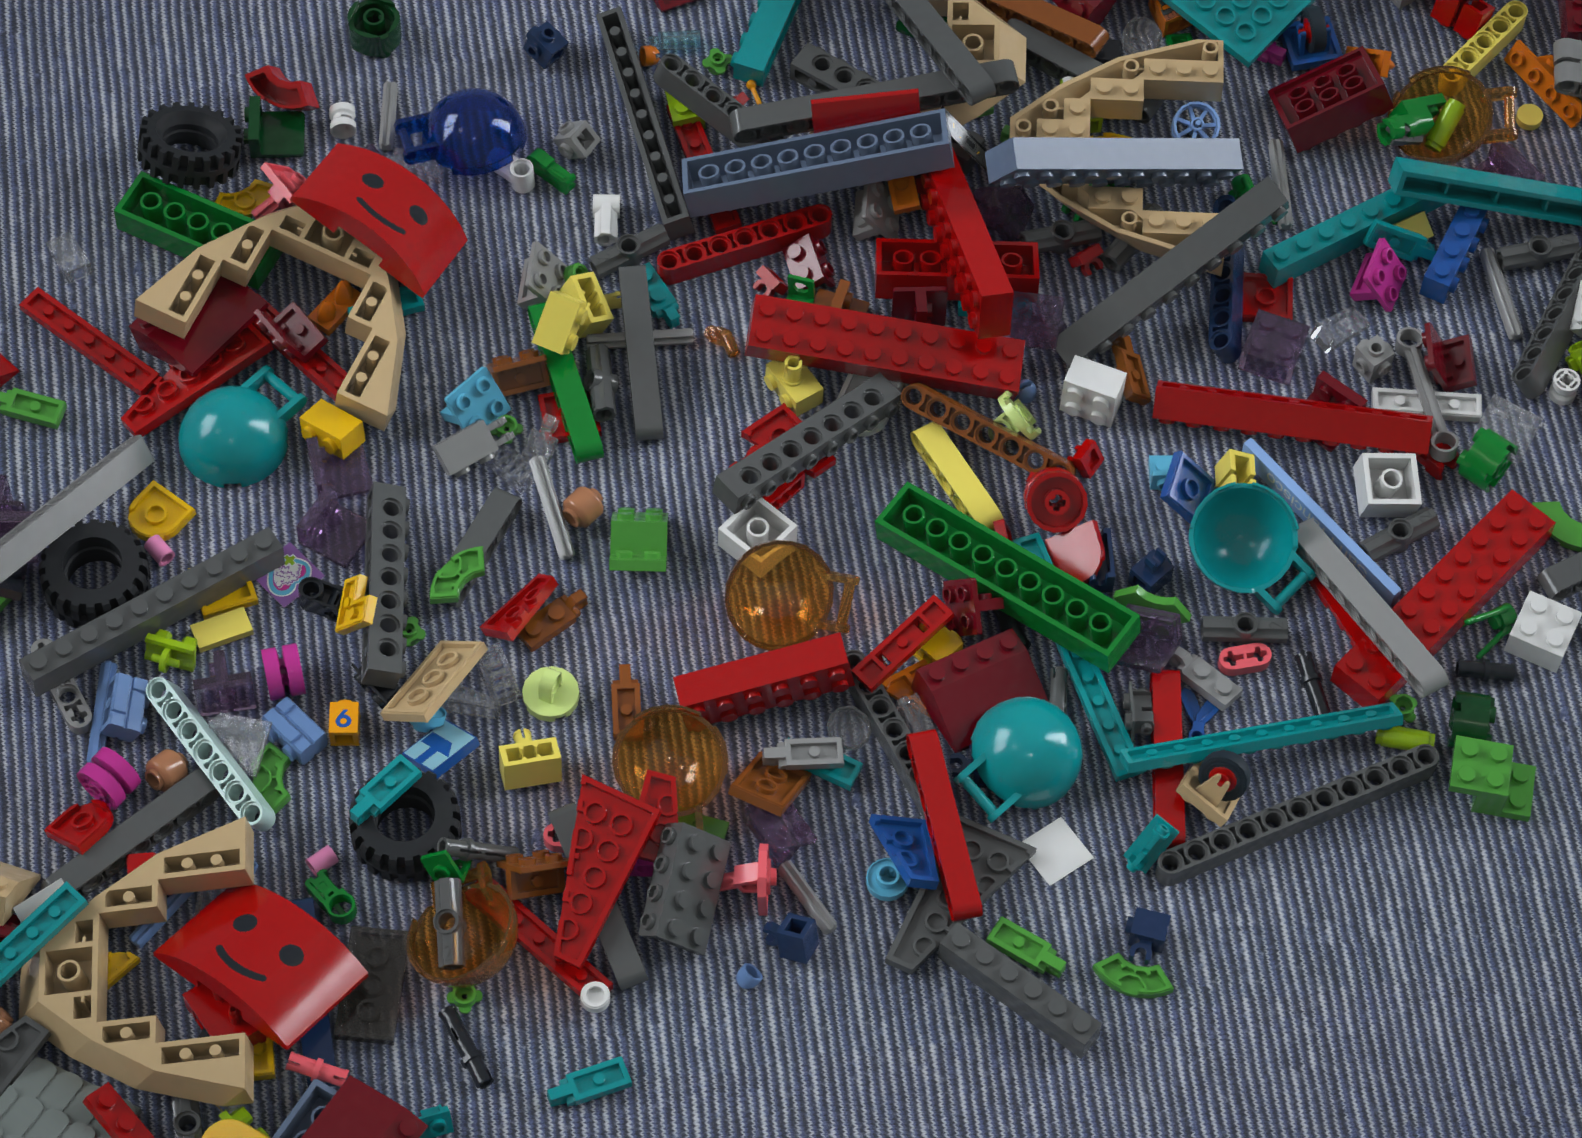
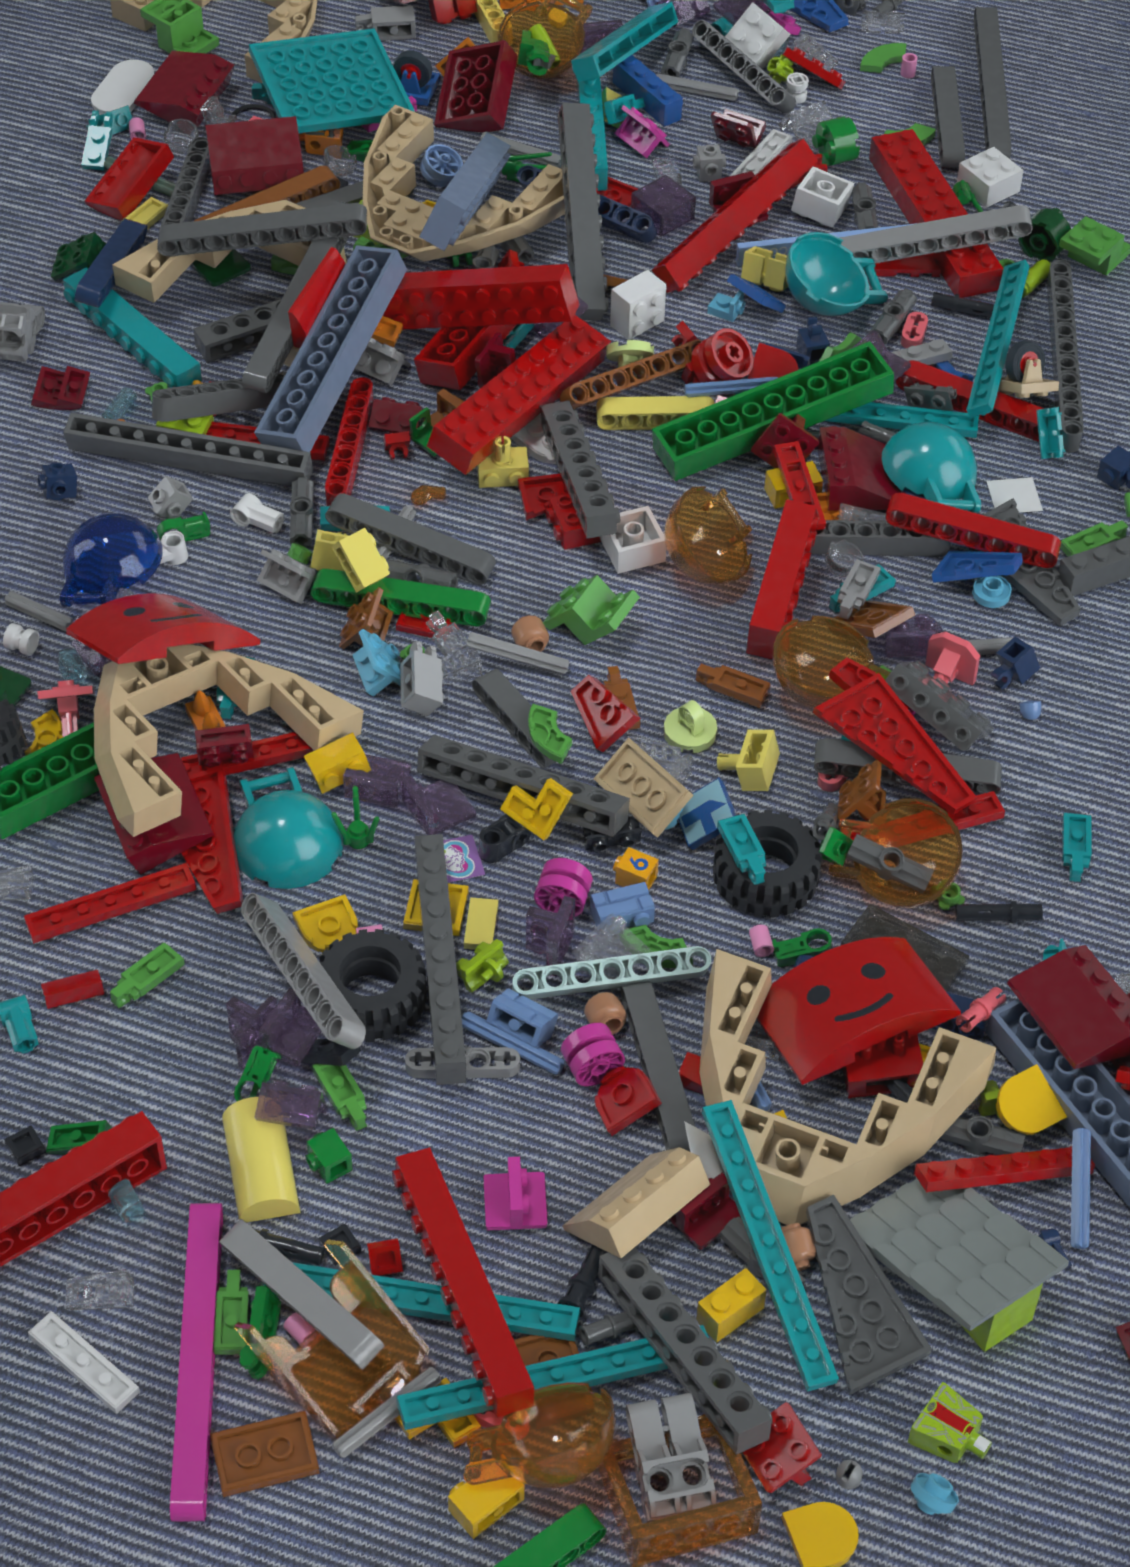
camera: 60 degrees left, 10 degrees down
(267, 483) = (357, 833): none -> green plant
(595, 997) = (1003, 804): white tile -> none
(1026, 526) = (724, 387): none -> medium blue axle
(1426, 394) = (752, 148): light grey piece -> none

